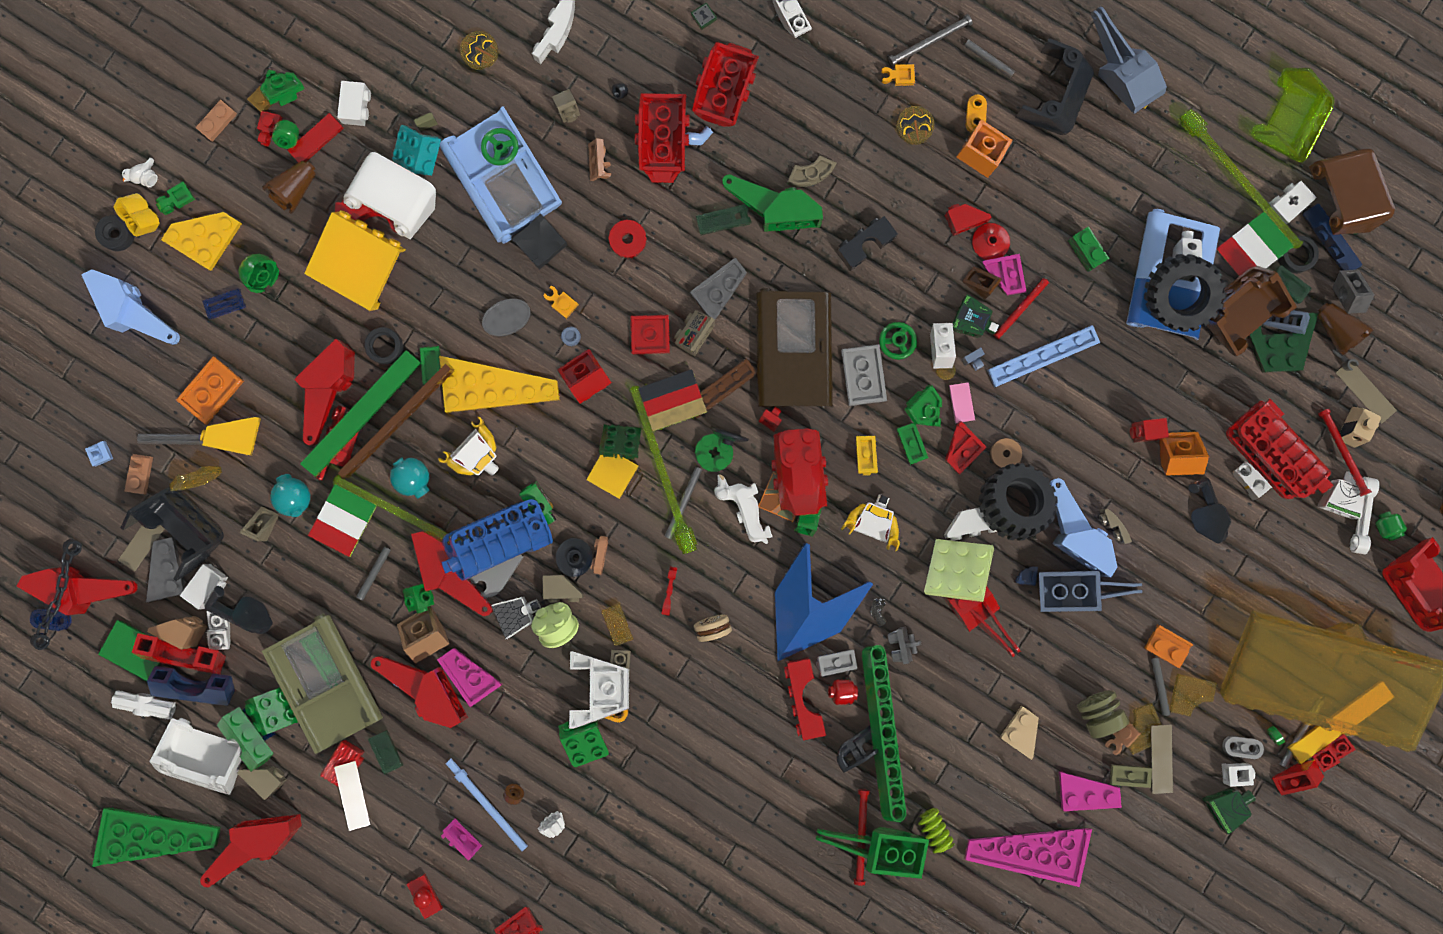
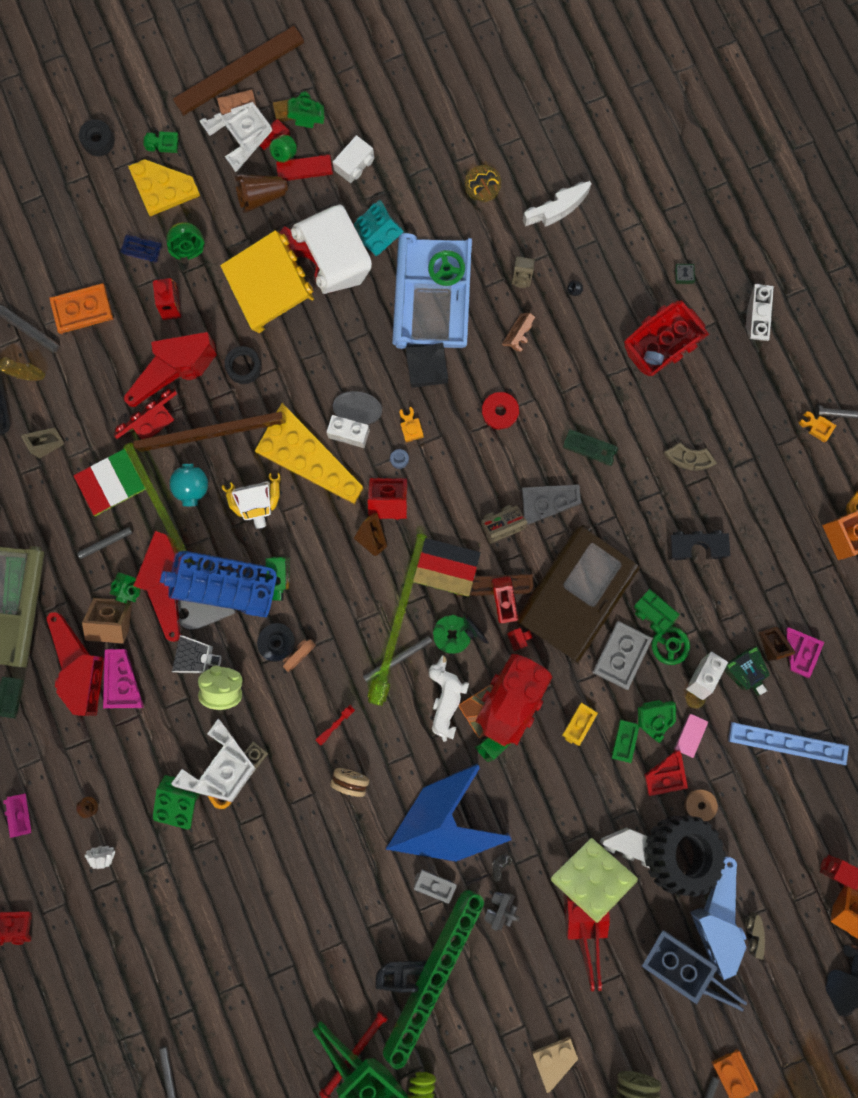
camera: 35 degrees right, 5 degrees down
(123, 309) = (59, 198): light blue slope -> none
(136, 214) = (123, 134): yellow brick -> none
(141, 174) = (149, 106): white animal -> none
(196, 90) = (238, 70): none -> reddish brown tile
(232, 436) = (72, 356): yellow slope -> none
(240, 136) = (247, 128): none -> white wing
(277, 330) = (167, 295): none -> red torso
(290, 496) = (82, 434): teal brick -> none
(360, 414) = (185, 406): green tile -> none
(425, 121) = (401, 211): olive tile -> none
(429, 362) = (270, 402): green tile -> none
(461, 775) = (56, 761): light blue bar -> none
(512, 342) = (348, 431): none -> white brick
(560, 587) = (246, 659): dark tan slope -> none
(592, 416) = (371, 535): none -> reddish brown slope
(612, 474) = (356, 593): yellow tile -> none
(617, 624) = (272, 723): clear yellow plate -> none
(621, 441) = (381, 572): dark green hinge -> none
(650, 334) = (465, 501): red tile -> none
(662, 135) = (585, 346): red slope -> none
(699, 138) = (613, 368): light blue arm -> none
(726, 108) = (653, 358): none -> sand blue tile
(738, 394) = (505, 599): none -> red brick
(780, 211) = (641, 470): green slope -> none
(810, 723) = (377, 923): red arch -> none
(843, 692) = (423, 915): red head -> none
(868, 321) = (656, 612): none -> green brick
(875, 522) = (548, 786): torso -> none
(915, 125) = (804, 476): clear yellow tile -> none
(965, 218) = (796, 581): red slope -> none
(974, 359) = (726, 705): sand blue tile -> none
(988, 250) = (796, 615): red dish -> none
(1021, 308) = (795, 689): red bar -> none
(1027, 576) = (650, 925): dark blue tile -> none

